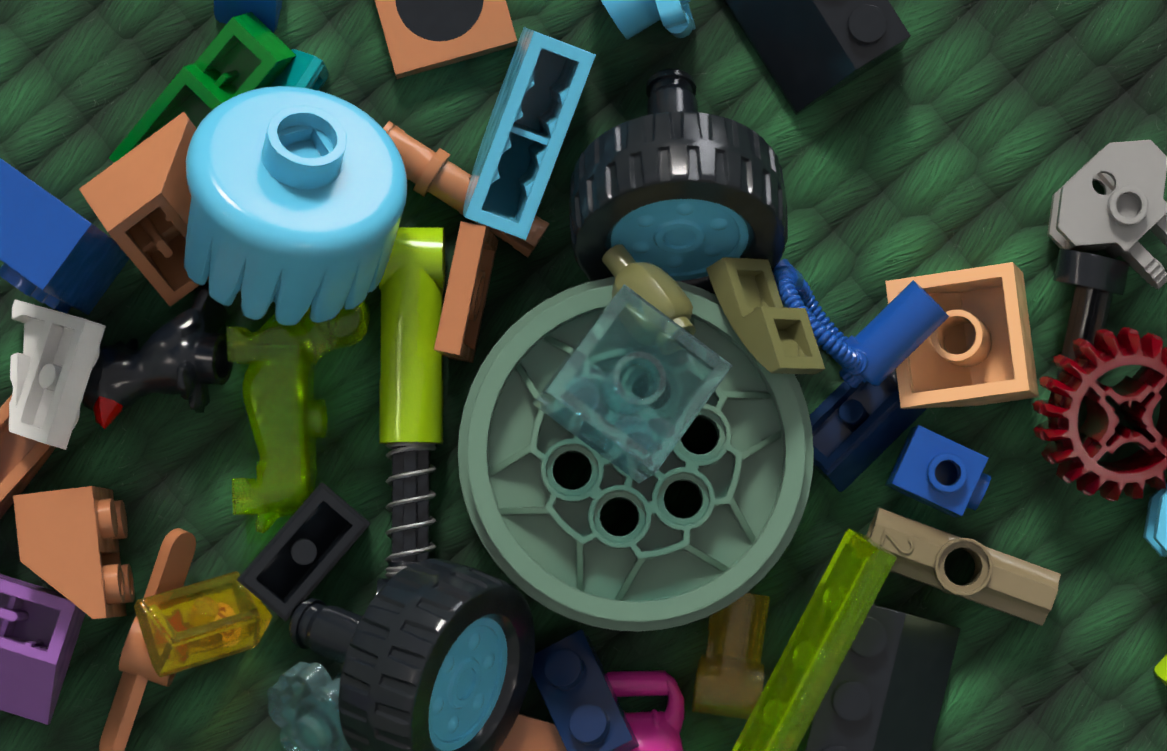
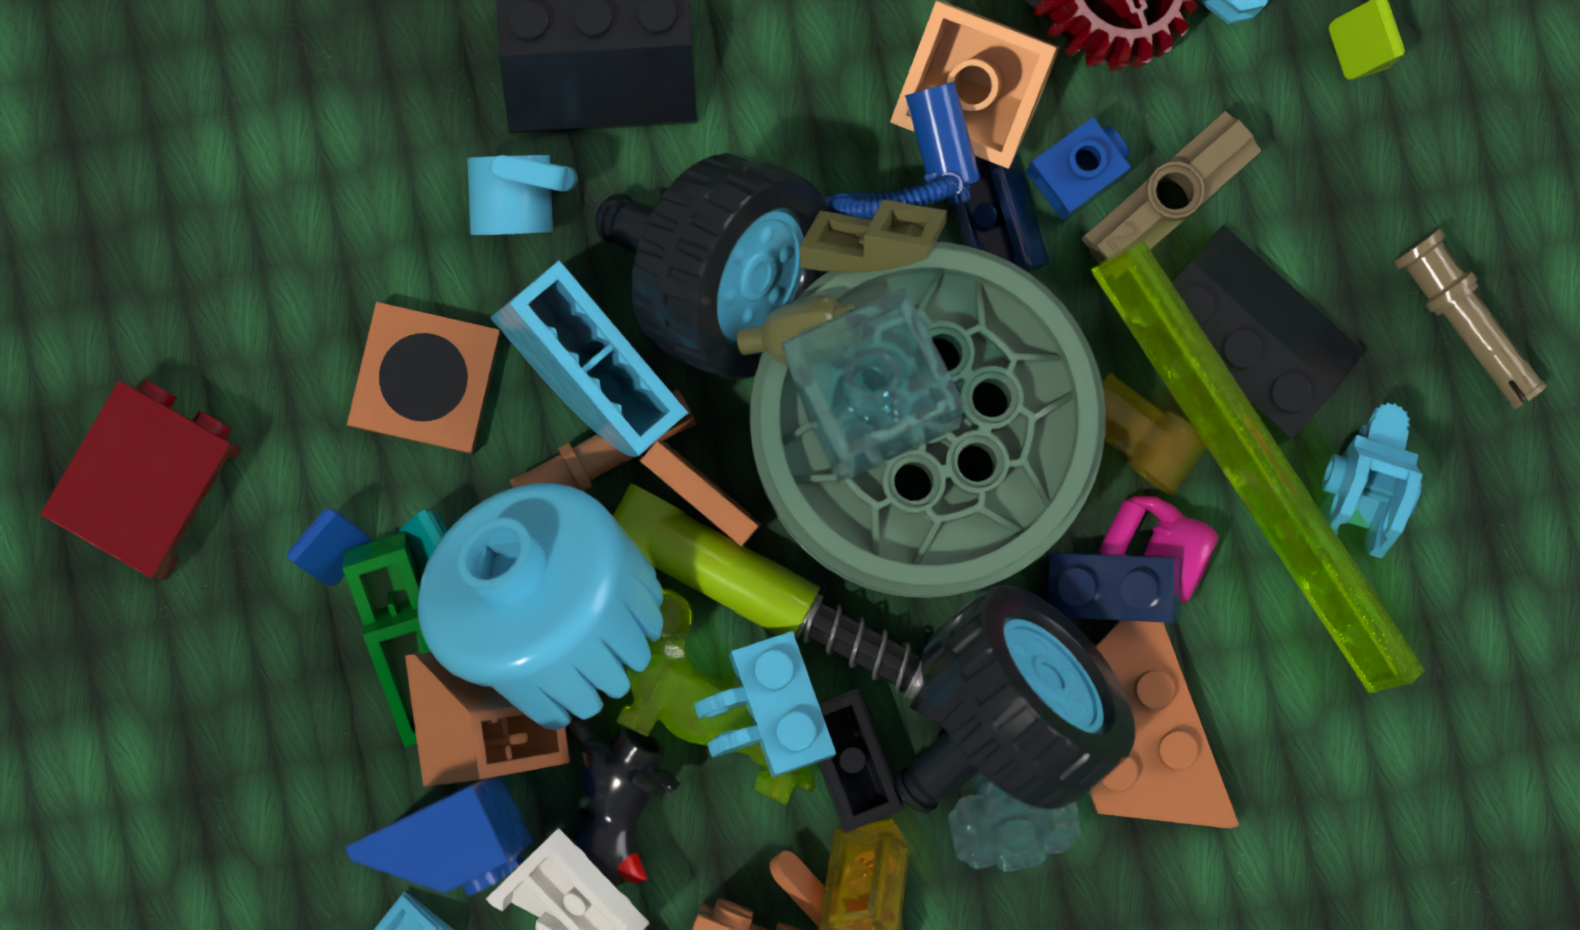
camera: 60 degrees left, 0 degrees up
(316, 461) = (779, 704): none -> medium azure hinge

